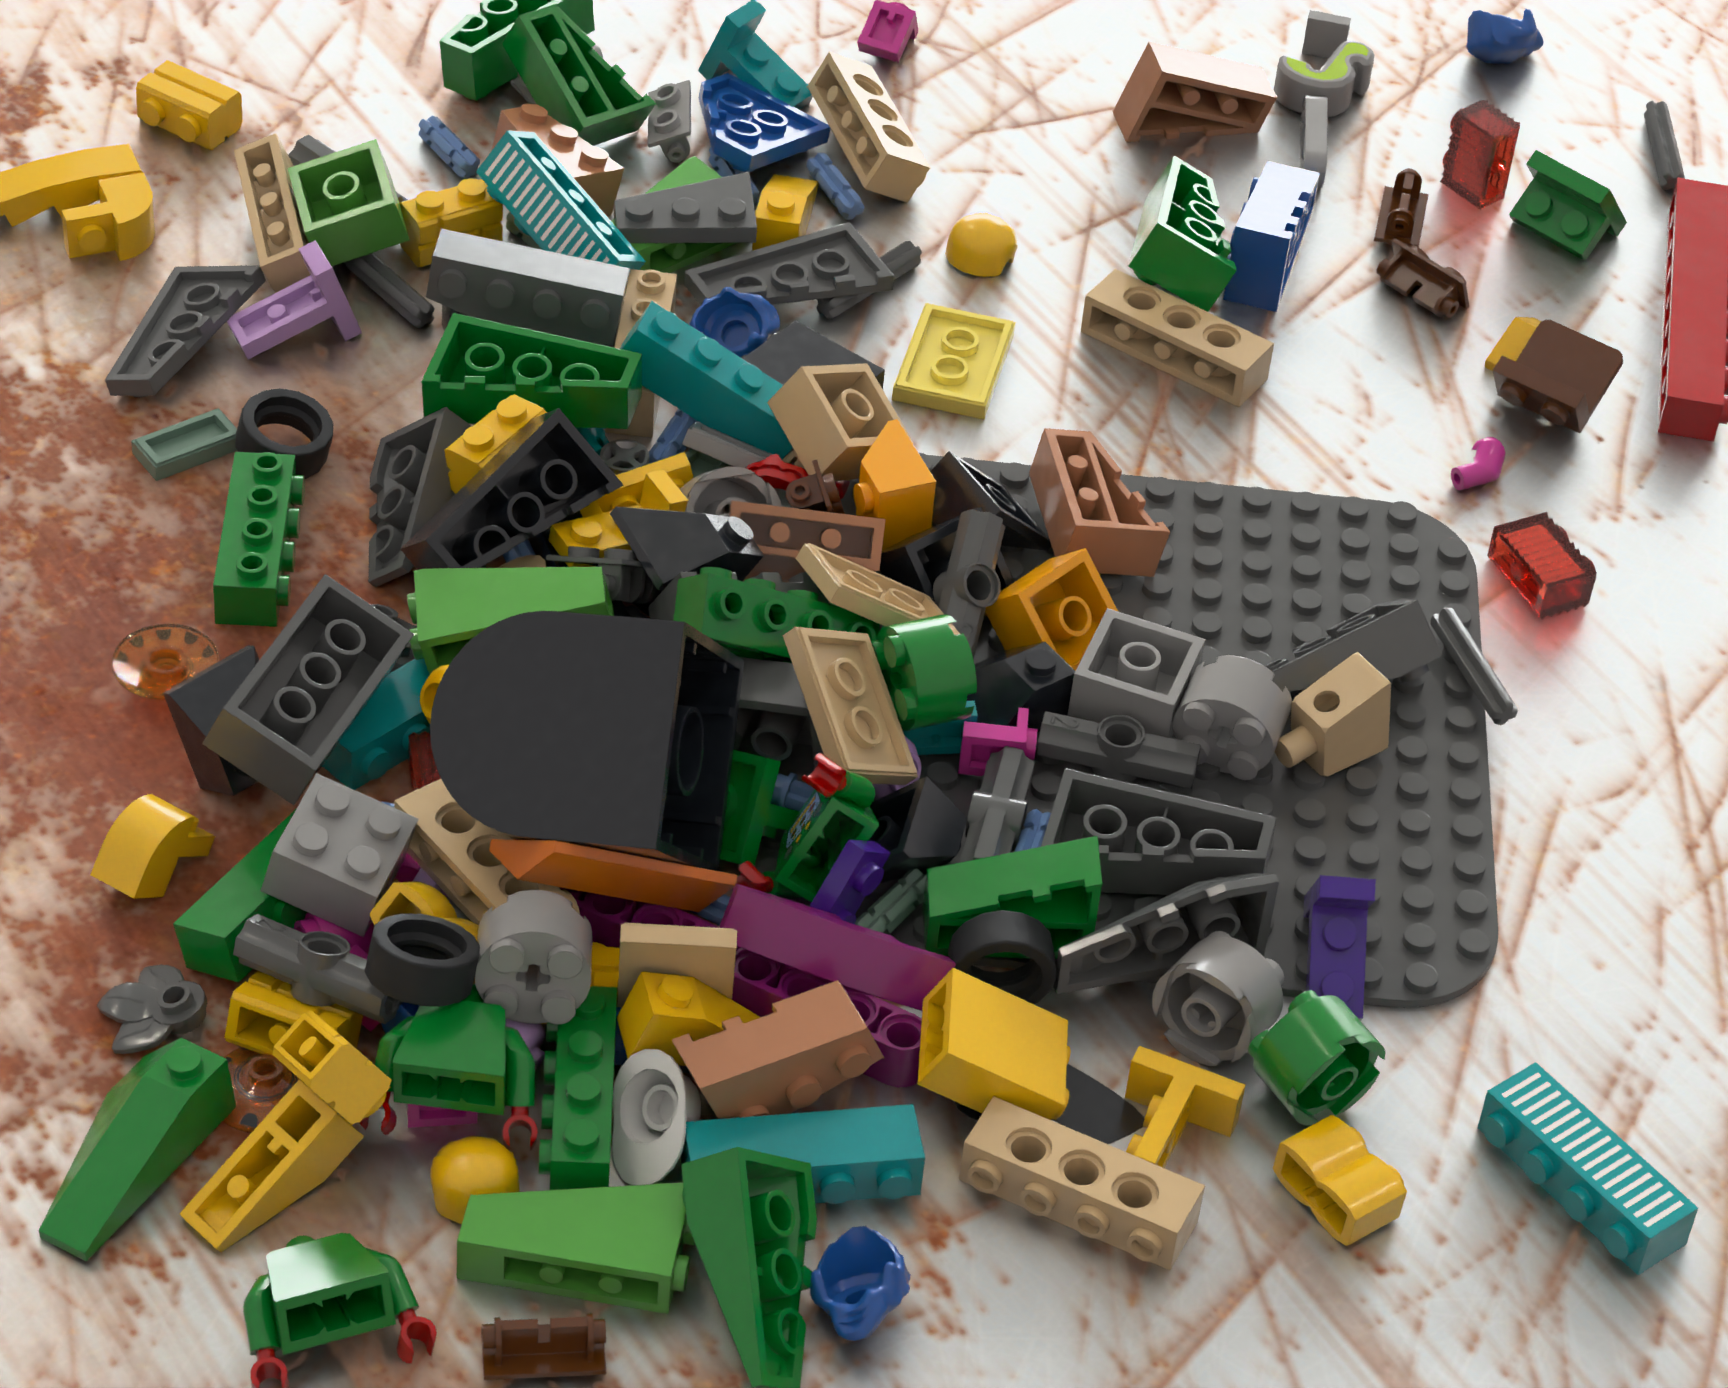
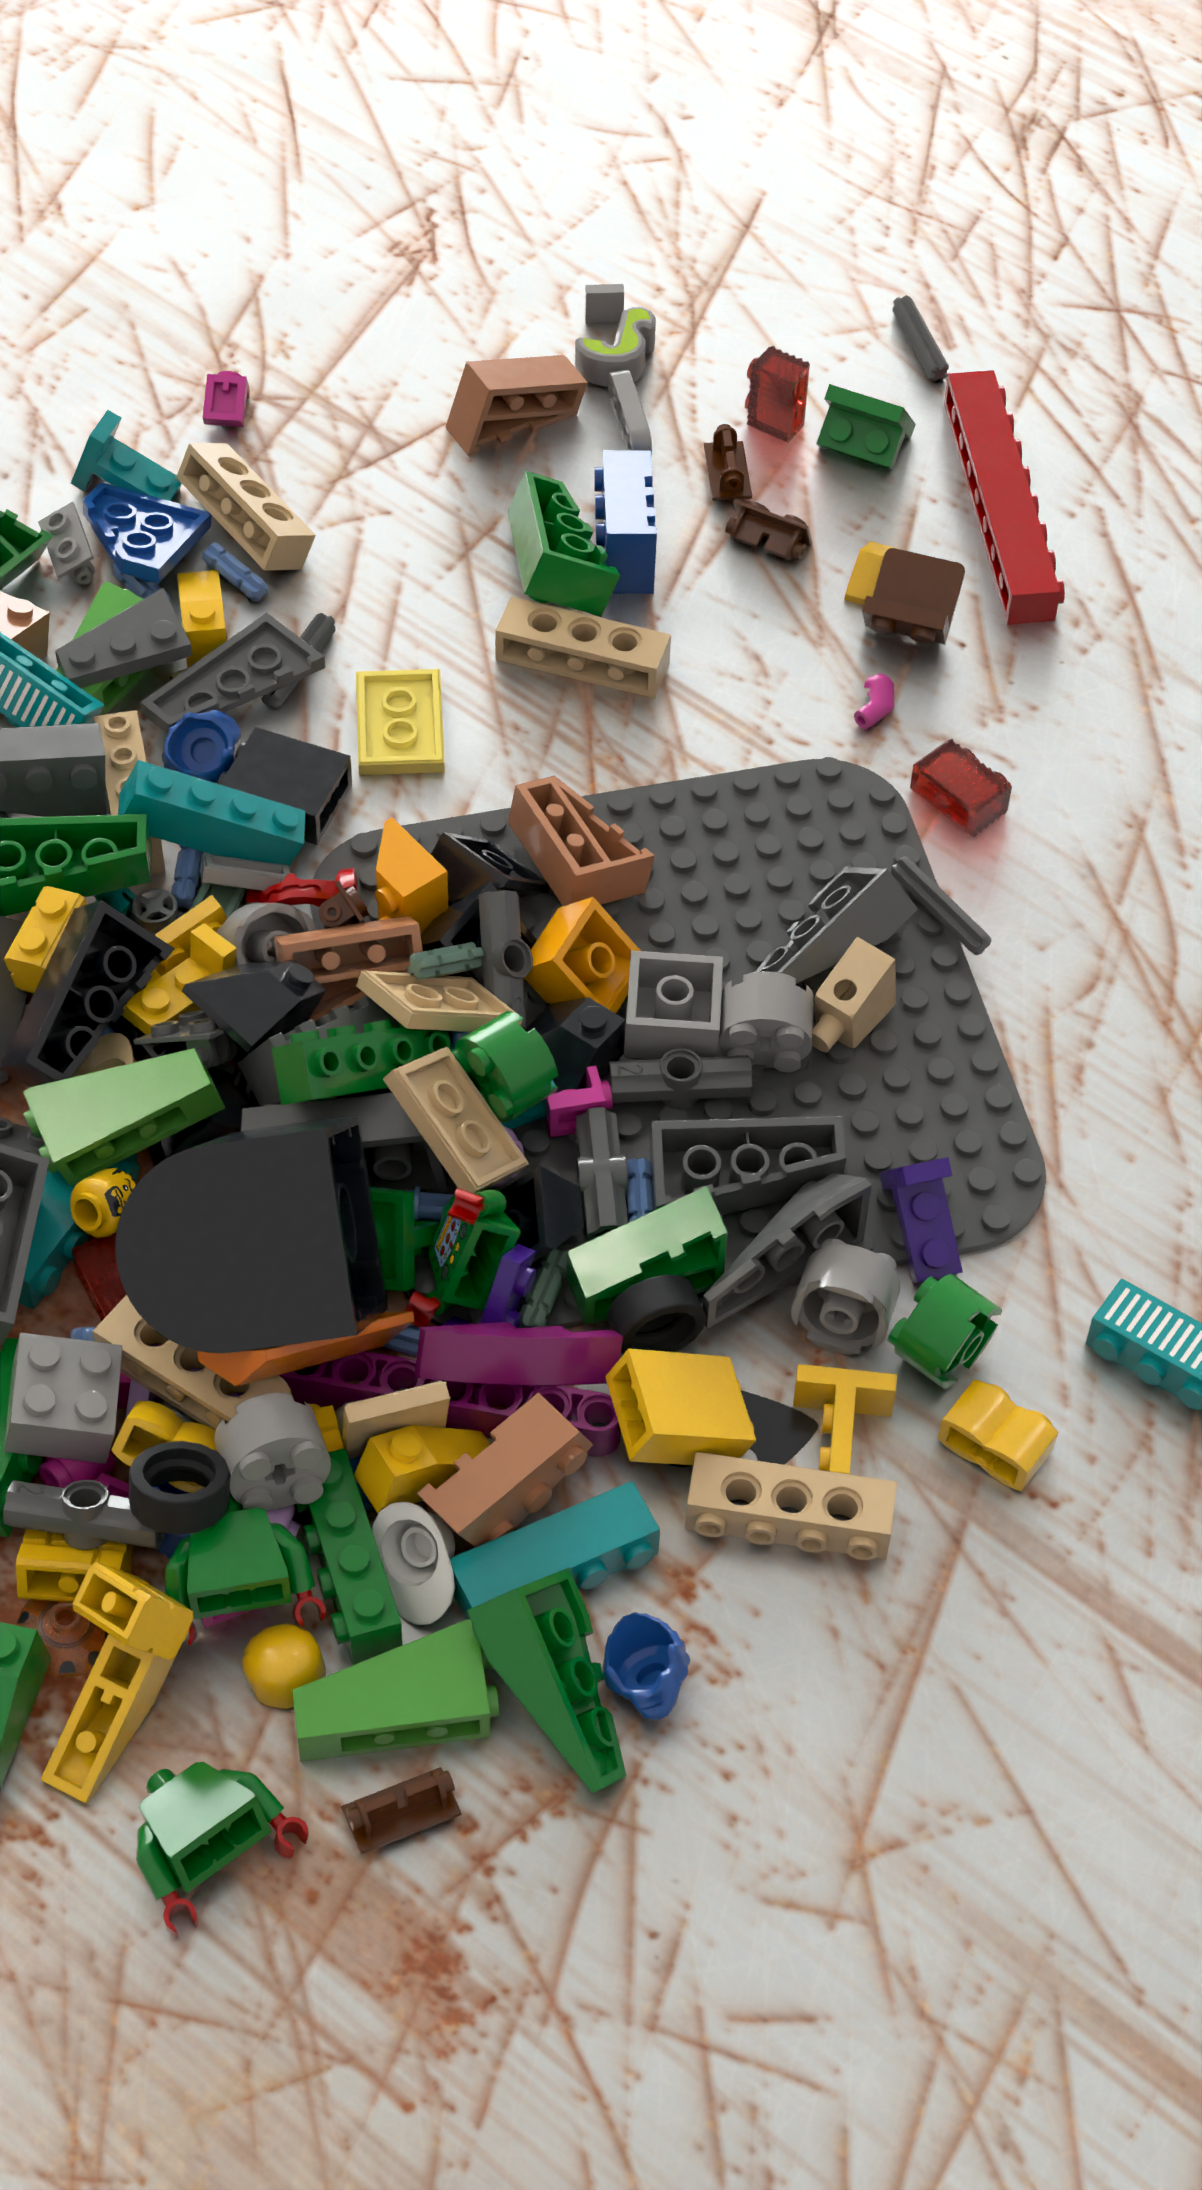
camera: 15 degrees left, 10 degrees up
(832, 417) = (332, 827): tan brick -> none
(902, 564) = (445, 961): none -> sand green axle
(981, 245) = (383, 598): yellow hair -> none
(1502, 38) = (752, 269): blue hair -> none

